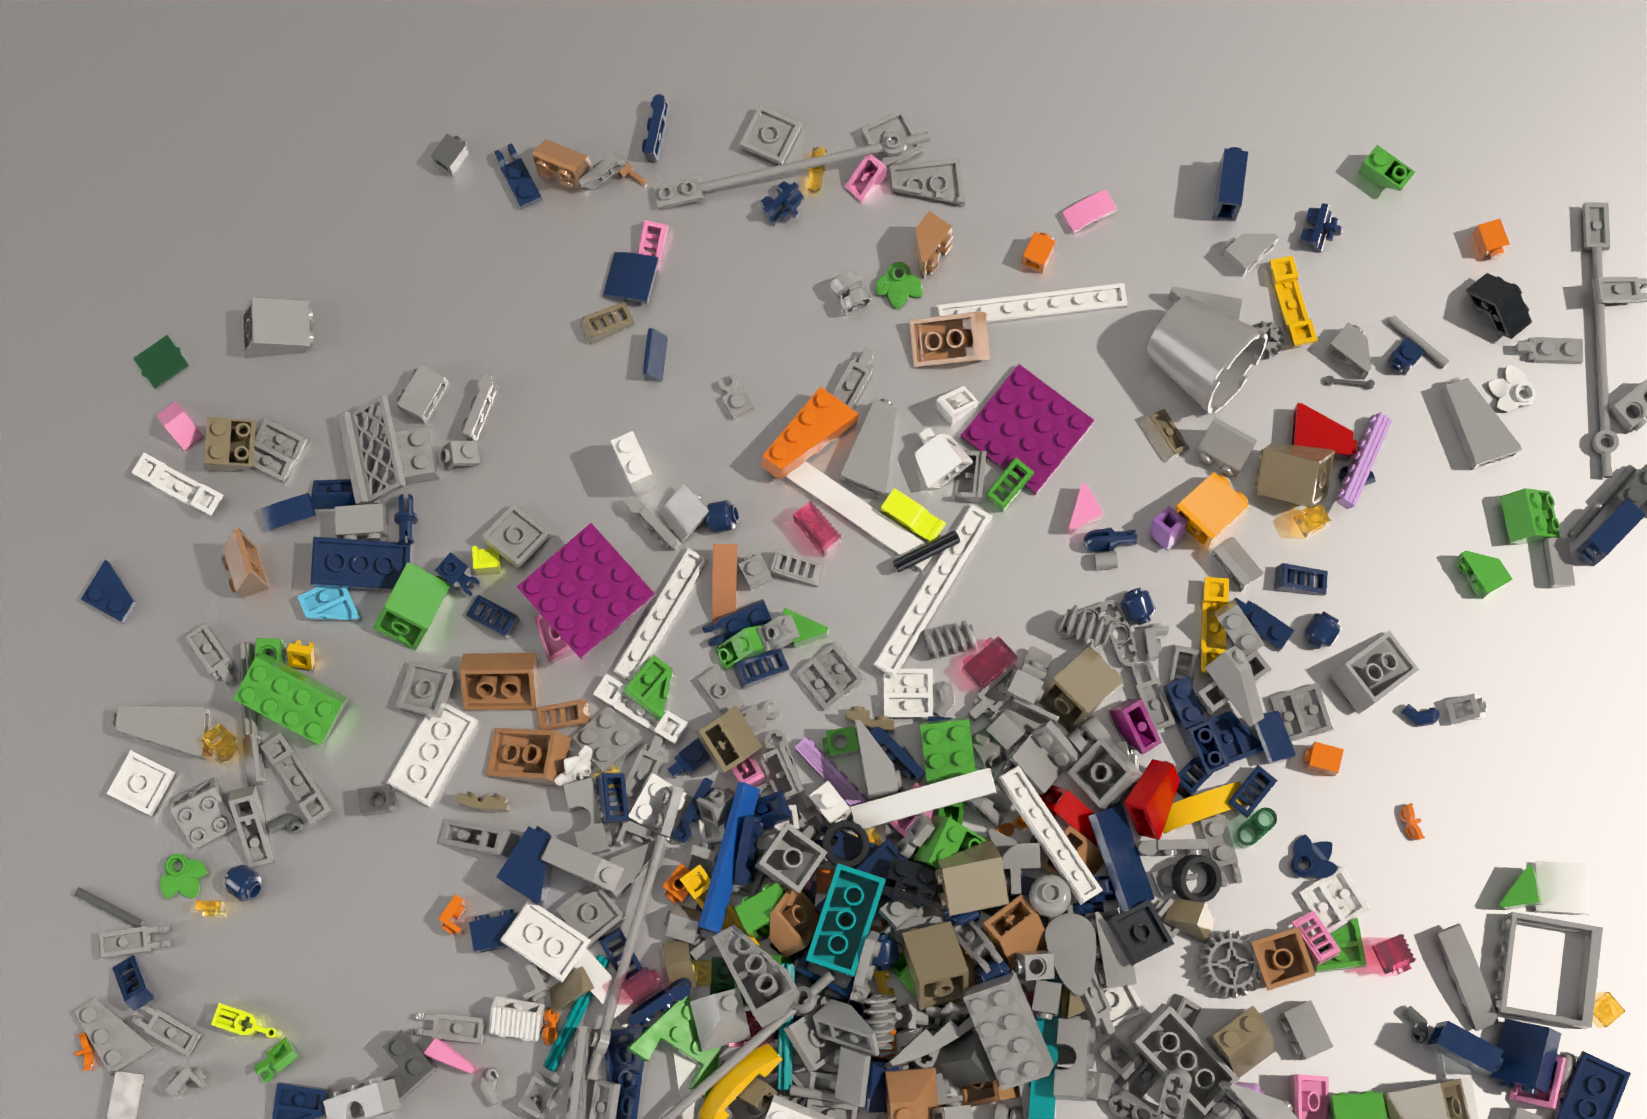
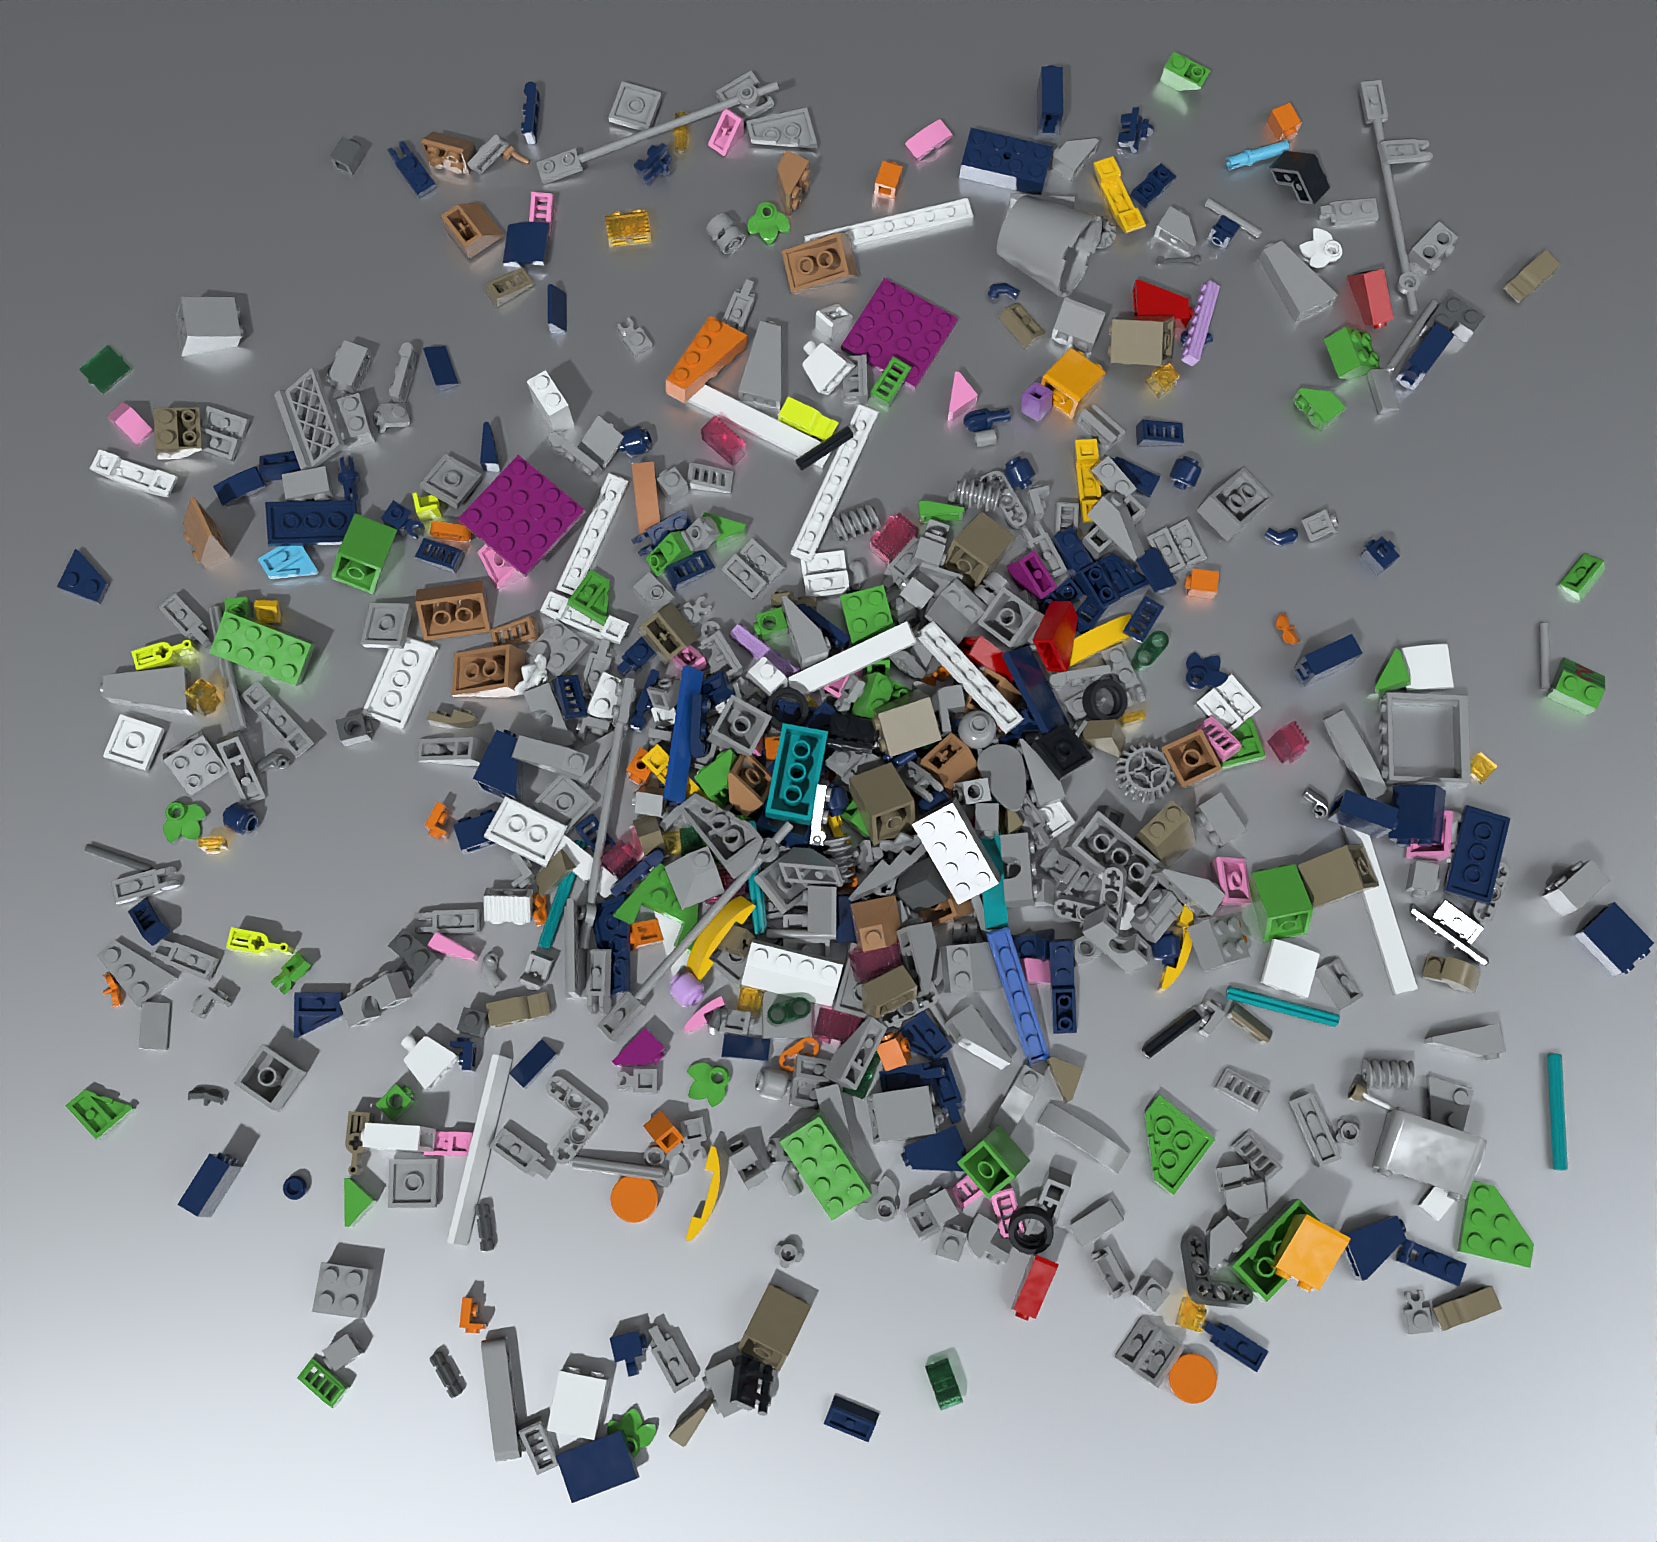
camera: 15 degrees left, 0 degrees up
(170, 694) = (152, 656): none -> neon yellow piece
(506, 592) = (450, 531): none -> orange beam
(521, 405) = (441, 367): none -> dark blue slope
(560, 509) = (489, 456): none -> dark blue slope
(574, 252) = (471, 228): none -> medium nougat slope
(659, 1070) = (645, 934): none -> orange bracket
(744, 273) = (628, 228): none -> clear yellow brick
(1042, 639) = (938, 512): none -> bright green slope
(1148, 391) = (1003, 288): none -> dark blue arm
(1150, 241) = (1005, 161): none -> dark blue brick
(1169, 750) = (1065, 592): none -> dark blue slope
(1225, 901) = (1132, 718): none -> clear yellow tile
(1333, 293) = (1153, 186): none -> dark blue slope
(1446, 274) = (1249, 157): none -> medium azure pin
(1450, 866) = (1327, 660): none -> dark blue brick
(1527, 751) = (1379, 554): none -> dark blue brick
(1561, 454) = (1372, 297): none -> slope

